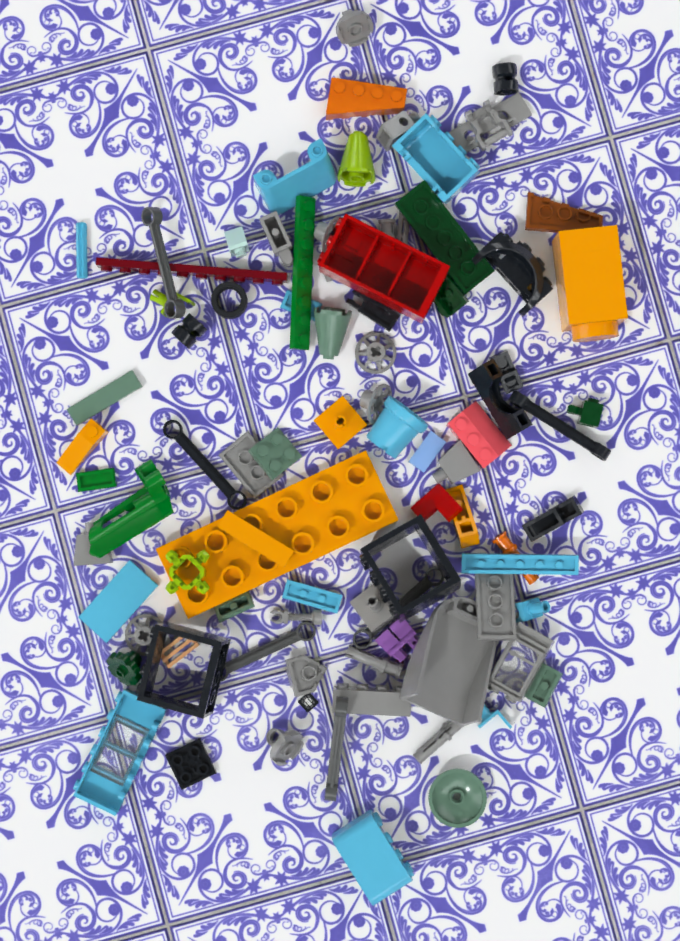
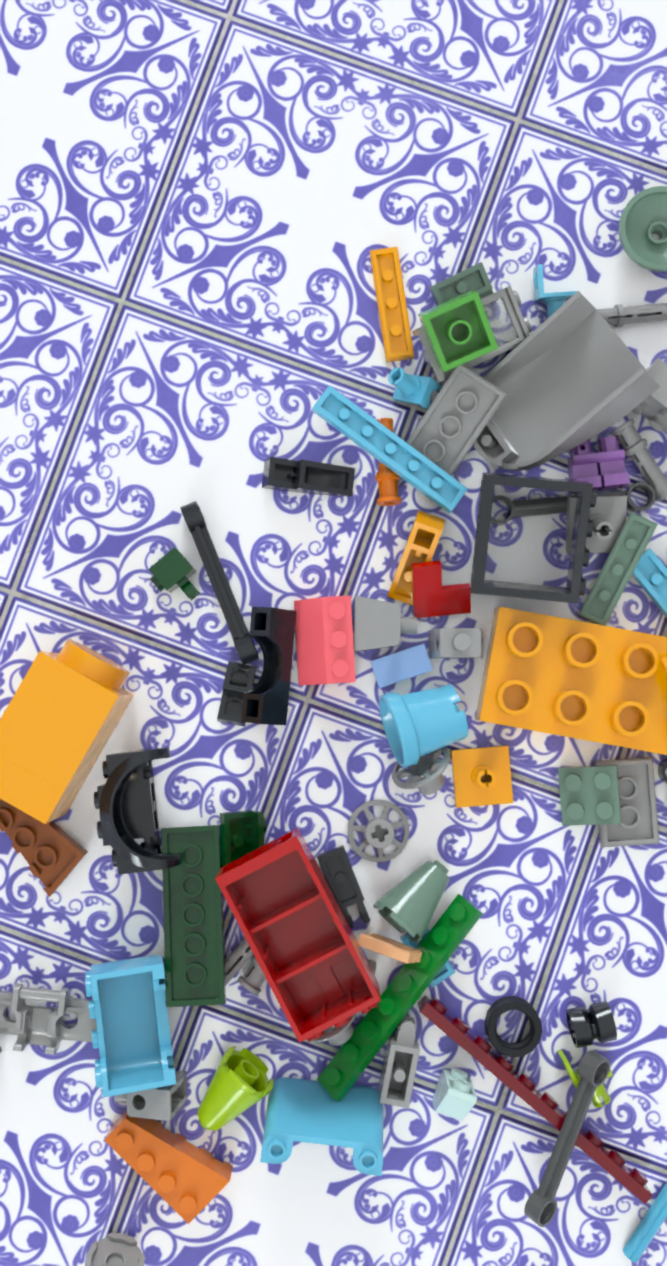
camera: 155 degrees left, 0 degrees up
(327, 295) = (390, 948): none -> light nougat tile
(347, 588) = (618, 569): none -> sand green tile
(405, 485) = (456, 643): none -> light grey torso
(530, 652) = (458, 331): none -> bright green brick
(576, 650) = (391, 304): none -> light orange tile

